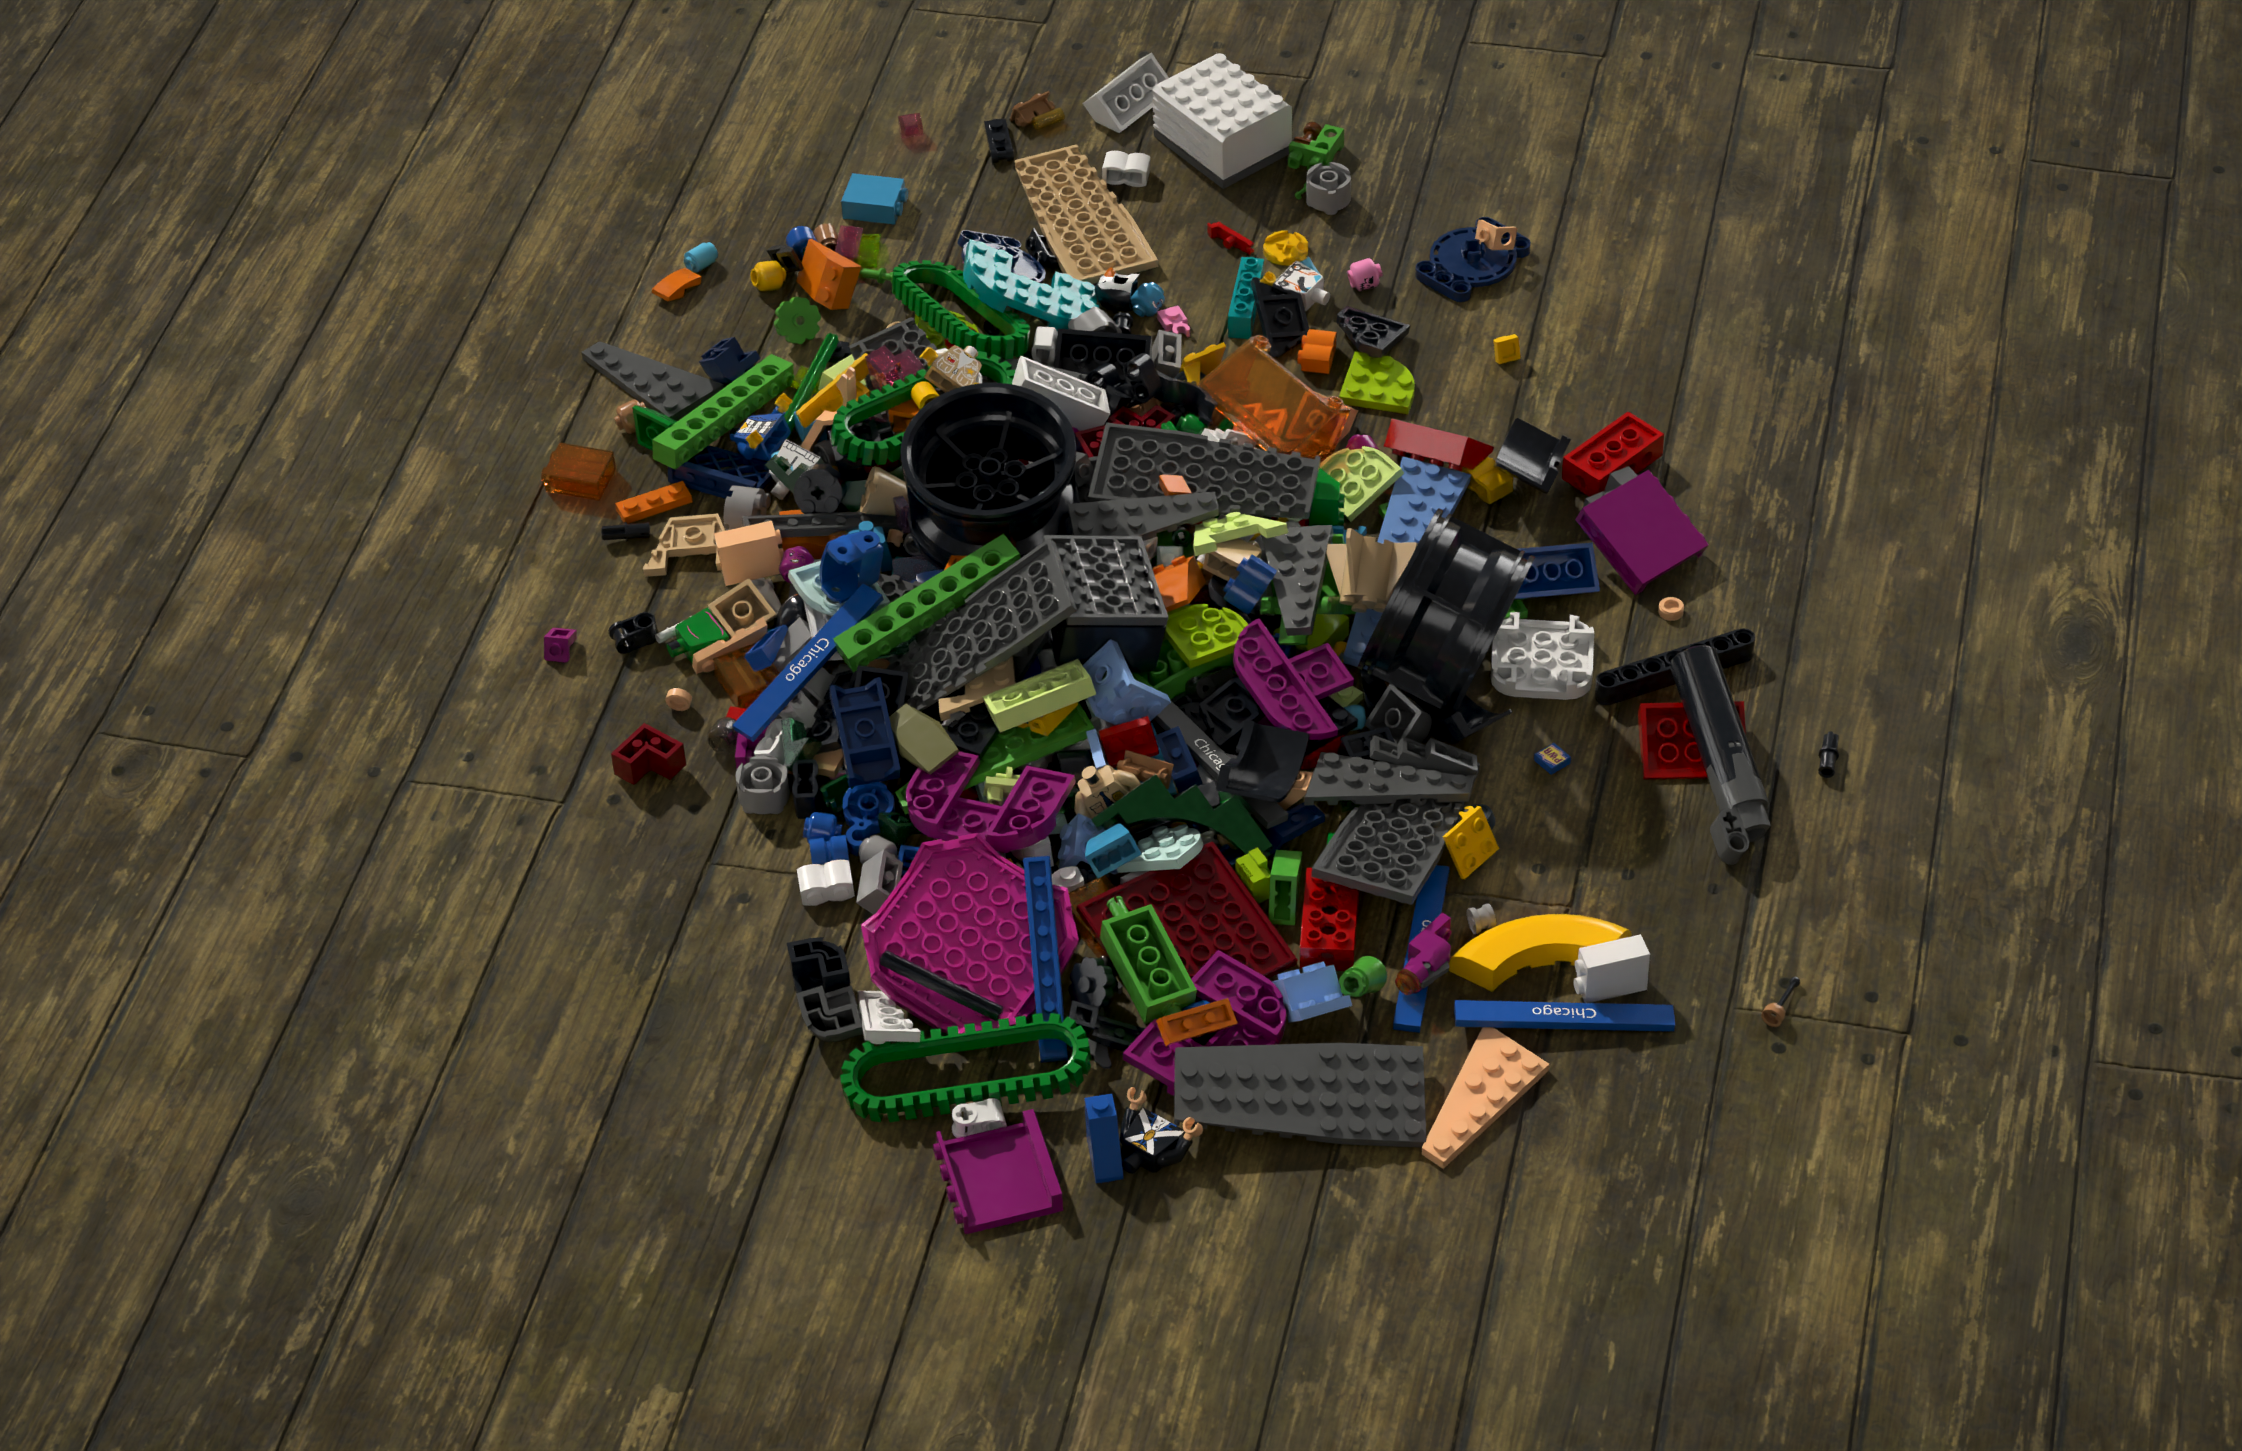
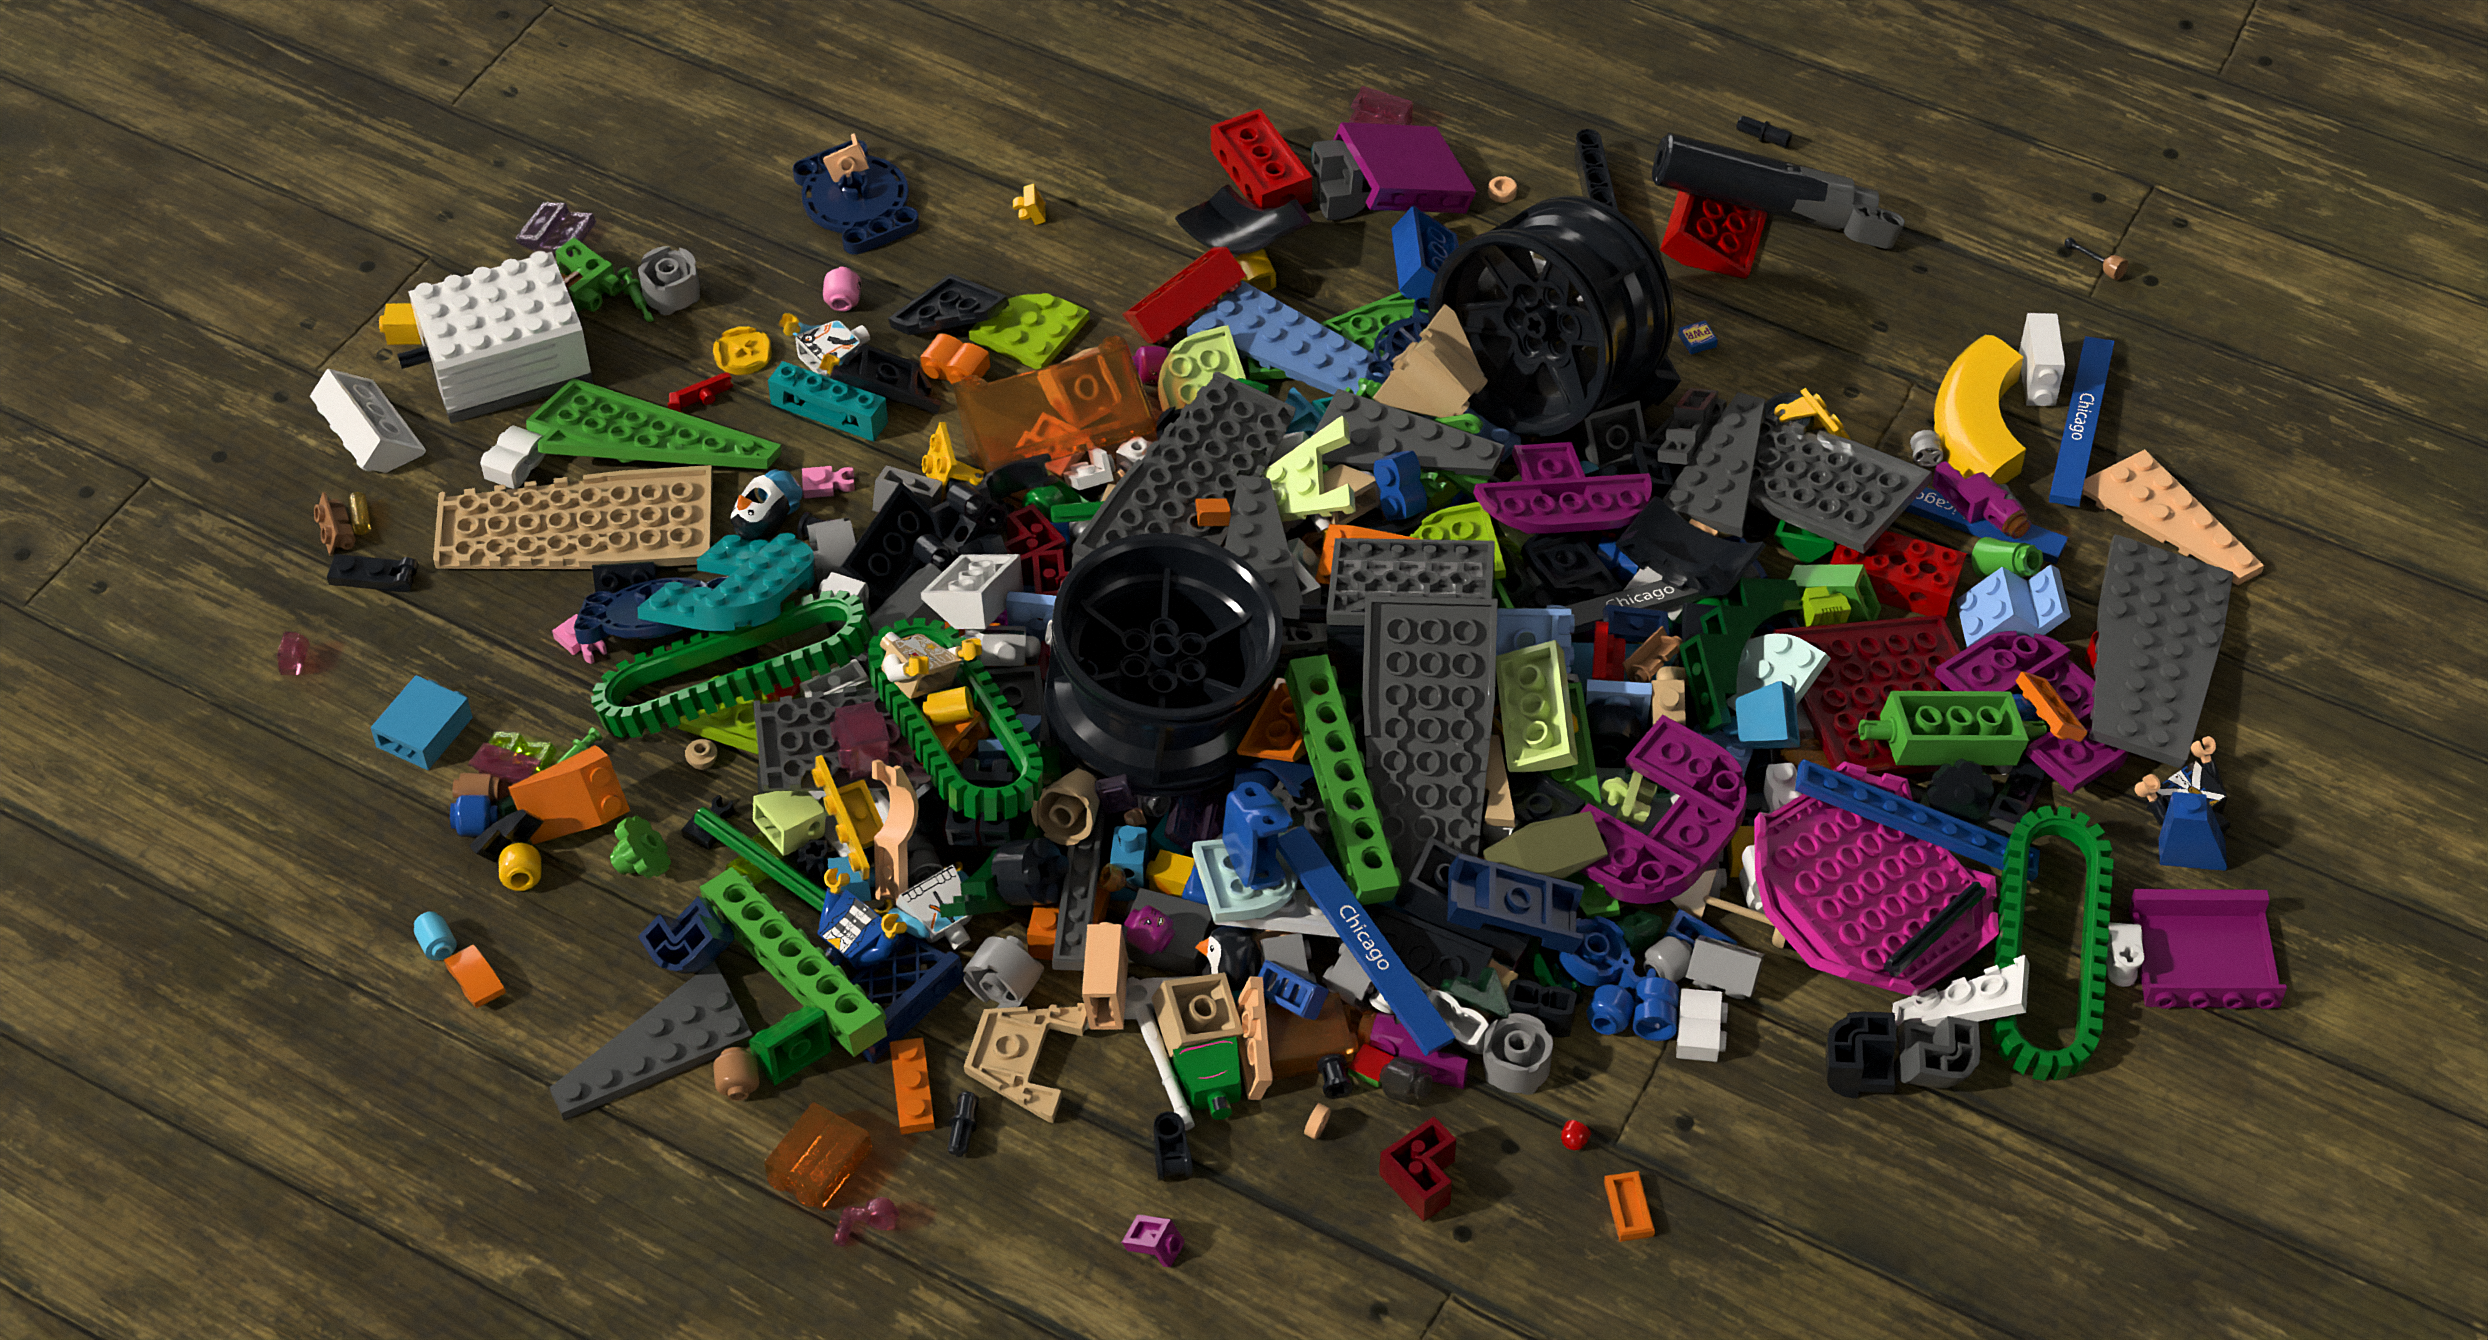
camera: 75 degrees left, 5 degrees up
(544, 509) = (877, 1213): none -> clear pink plate
(658, 878) = (1629, 1206): none -> orange tile
(707, 835) = (1575, 1135): none -> red hinge
(719, 700) = (1334, 1076): none -> black bush
(1174, 212) = (609, 424): none -> bright green wing
(1362, 125) = (553, 227): none -> slope
(1718, 516) = (1380, 108): none -> clear pink hinge

